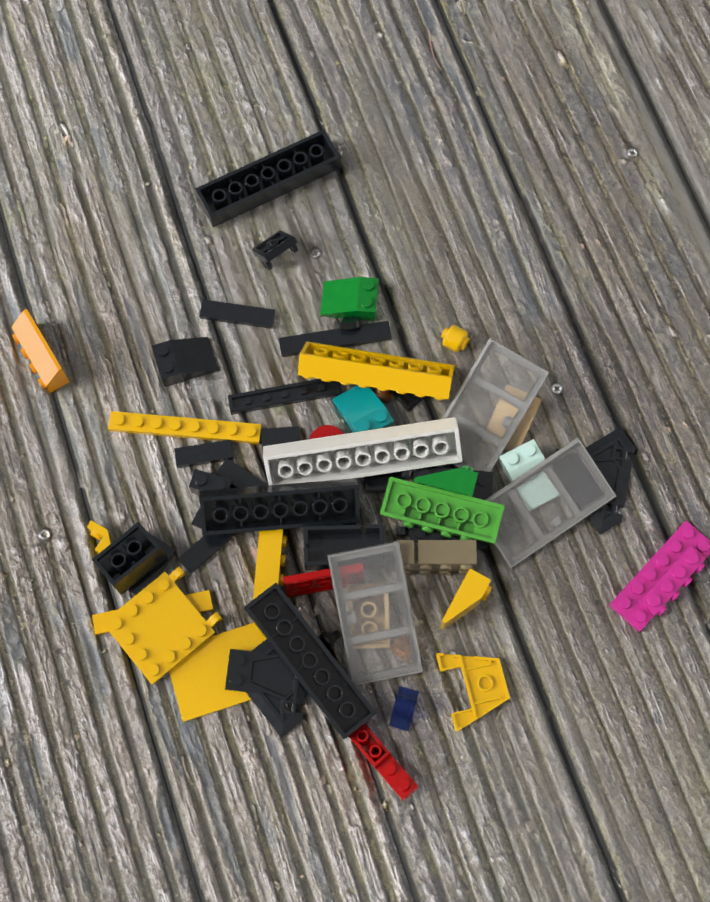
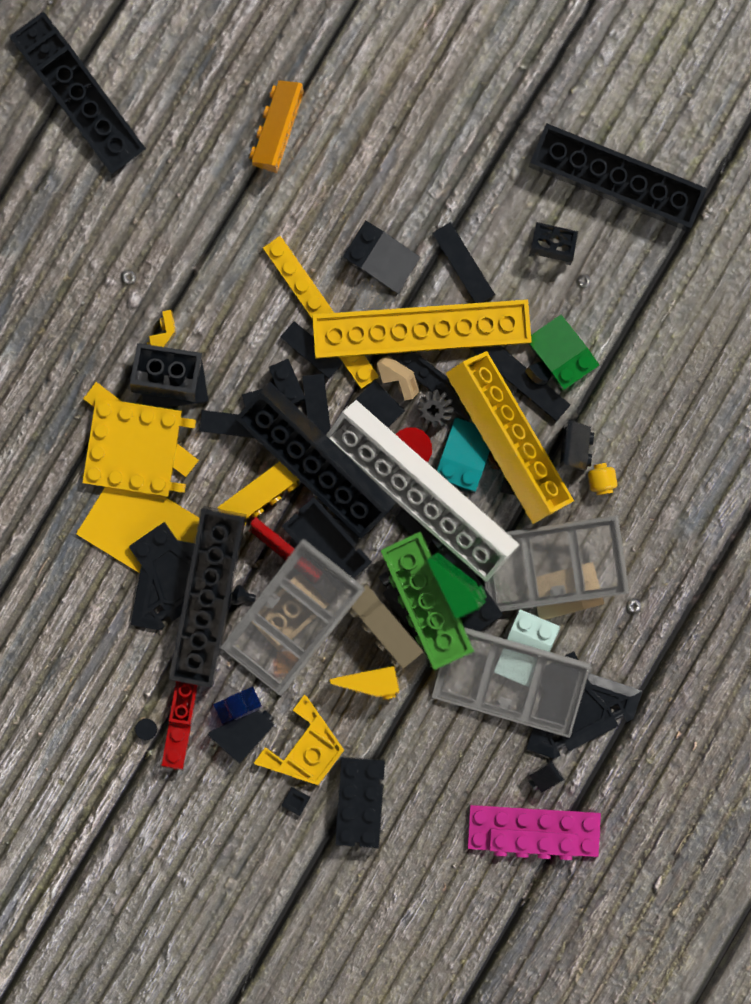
camera: 50 degrees right, 15 degrees up
(253, 371) = (421, 329): none -> yellow plate
(265, 411) = (391, 371): none -> tan slope
(321, 403) = (429, 413): none -> flat silver gear
(366, 791) = (146, 729): none -> black tile
(417, 336) = (575, 446): none -> black slope
(429, 721) = (243, 734): none -> black slope
(508, 725) = (295, 801): none -> black tile
(546, 678) = (360, 802): none -> black piece
(631, 533) = (545, 777): none -> black slope

